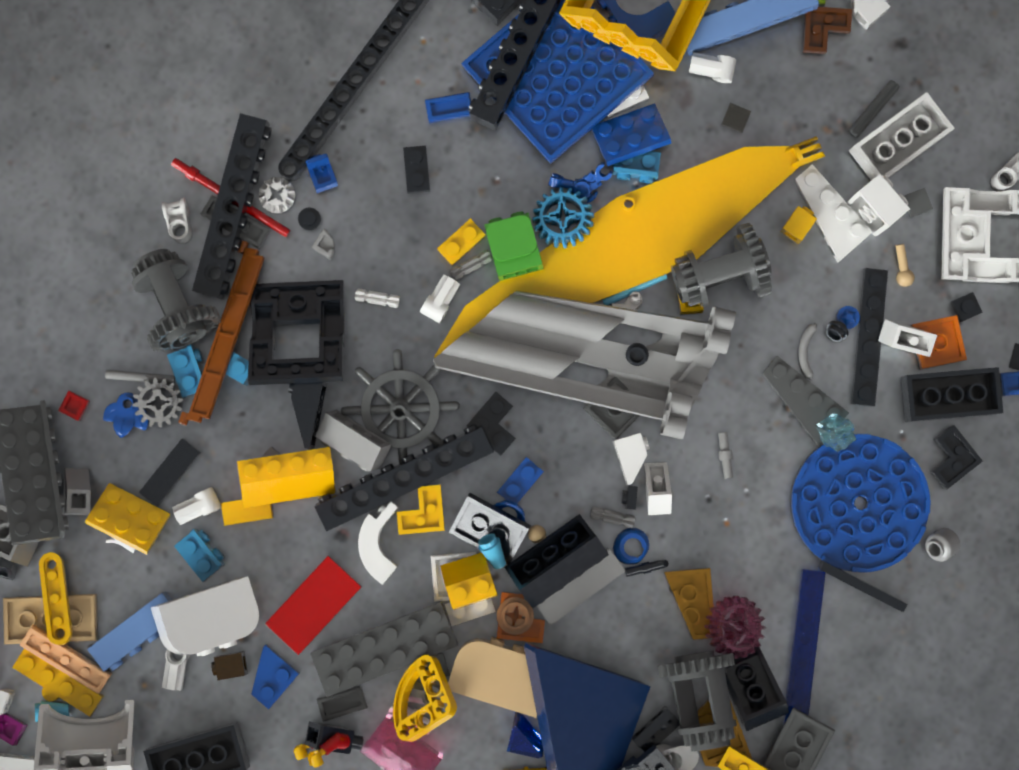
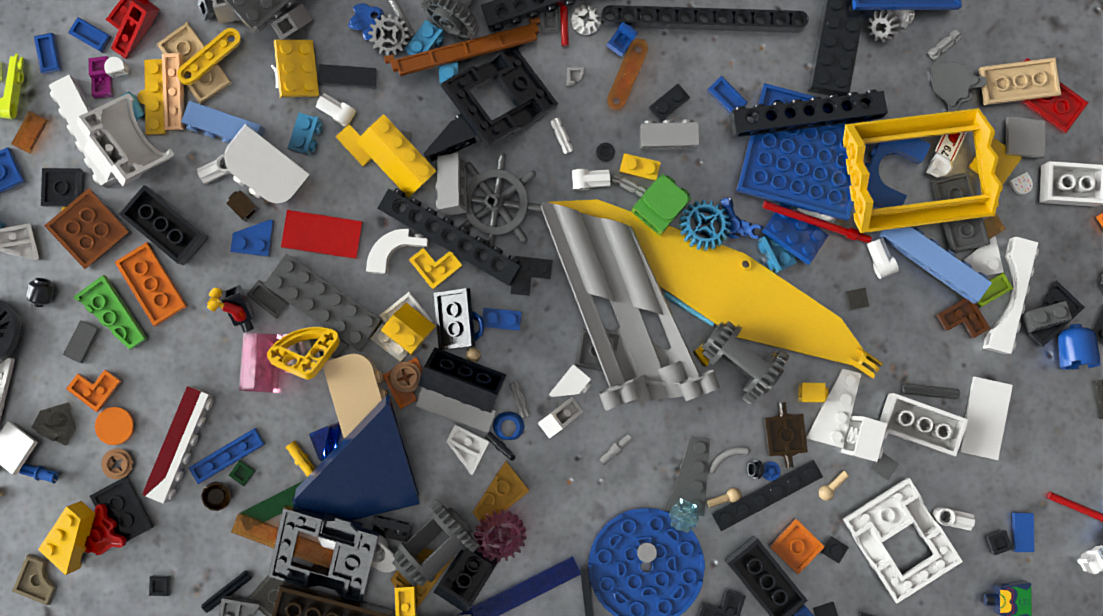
camera: 55 degrees right, 0 degrees up
(309, 218) = (585, 52): black plate -> none
(360, 191) = (627, 74): none -> clear orange plate
(423, 266) = (605, 152): none -> black tile
(449, 191) = (669, 135): none -> light grey brick
(491, 548) = (440, 330): medium azure cone -> none
(625, 601) = (467, 447): none -> white wing
(629, 497) = (541, 401): black plate -> none
(633, 302) = (678, 313): white arm -> none
(637, 354) = (644, 340): black plate -> none
(667, 80) = (850, 233): none -> red bar
(822, 278) = (785, 435): none -> dark brown plate
(847, 371) = (732, 495): none -> tan bar
(847, 493) = (646, 552): none -> light grey piece
(907, 338) = (784, 522): white slope -> none
(936, 72) = (986, 418): none -> white tile

